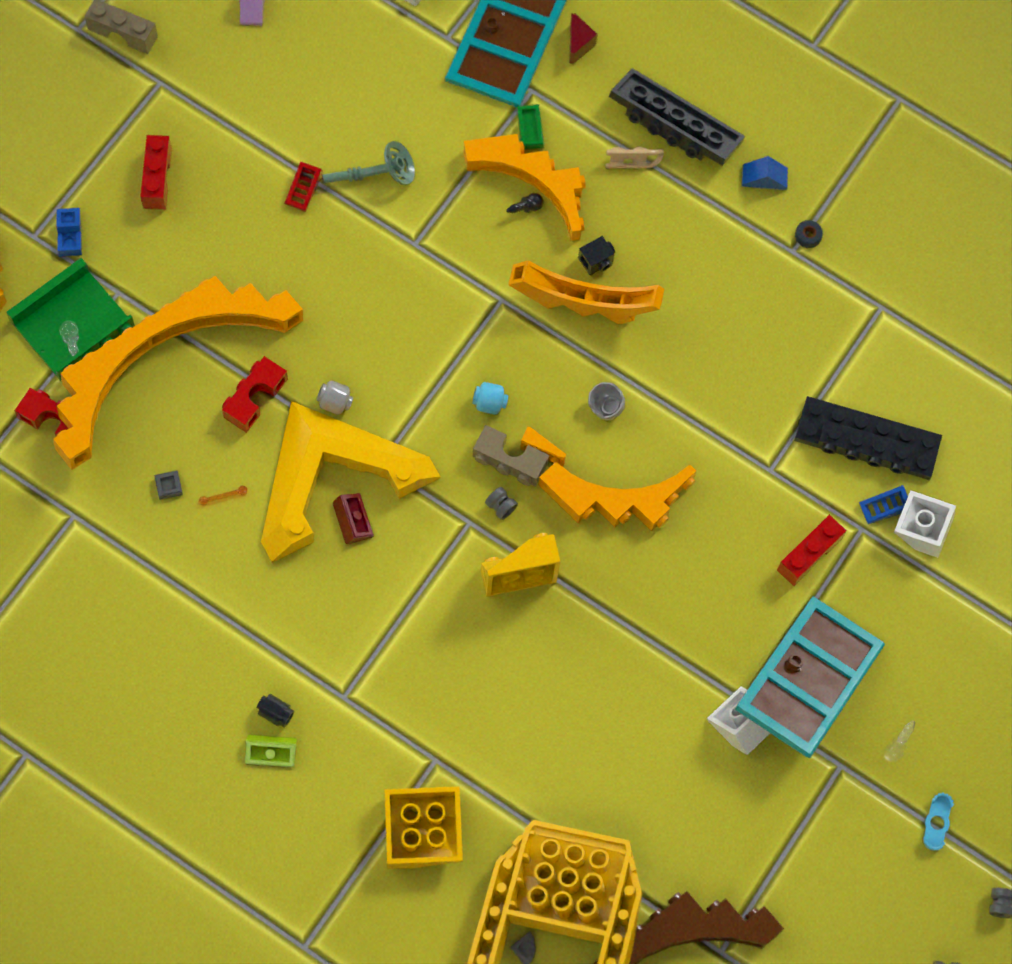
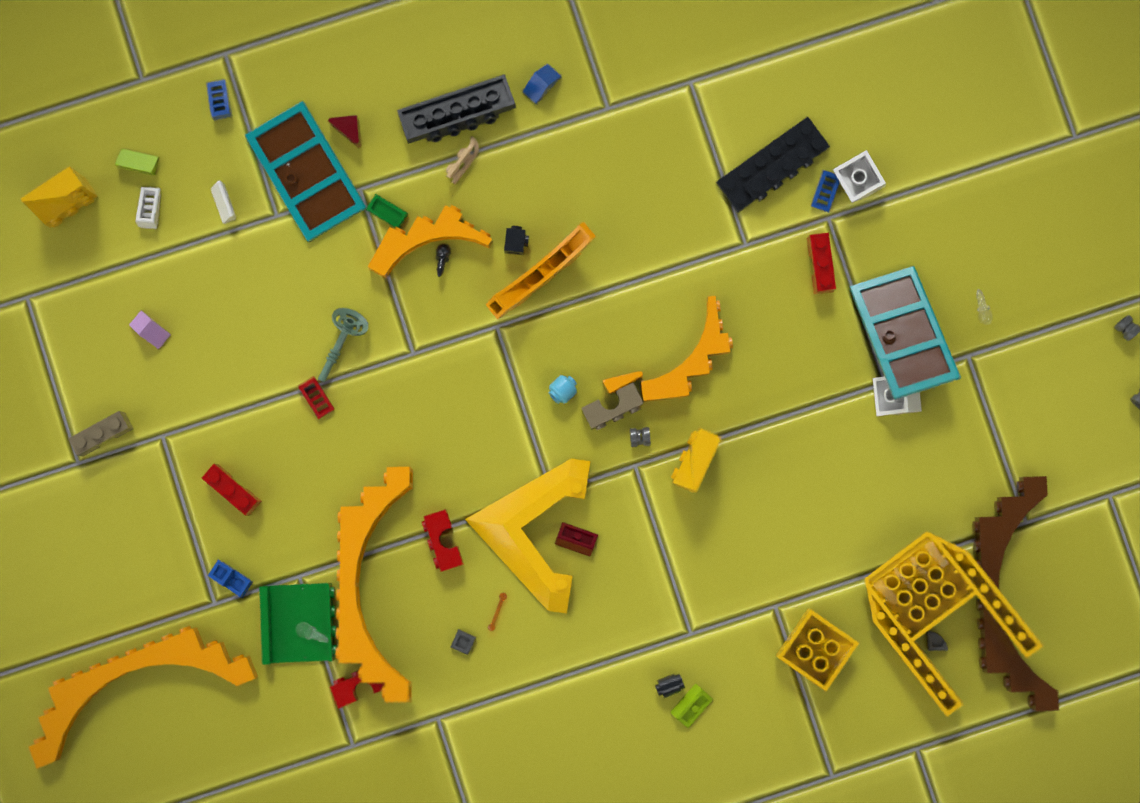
camera: 45 degrees left, 15 degrees up
(334, 397) = (485, 490): light grey head -> none
(606, 401) = (623, 315): light grey hair -> none
(804, 240) = (604, 95): black wheel -> none
(940, 807) = (1055, 336): medium azure piece -> none

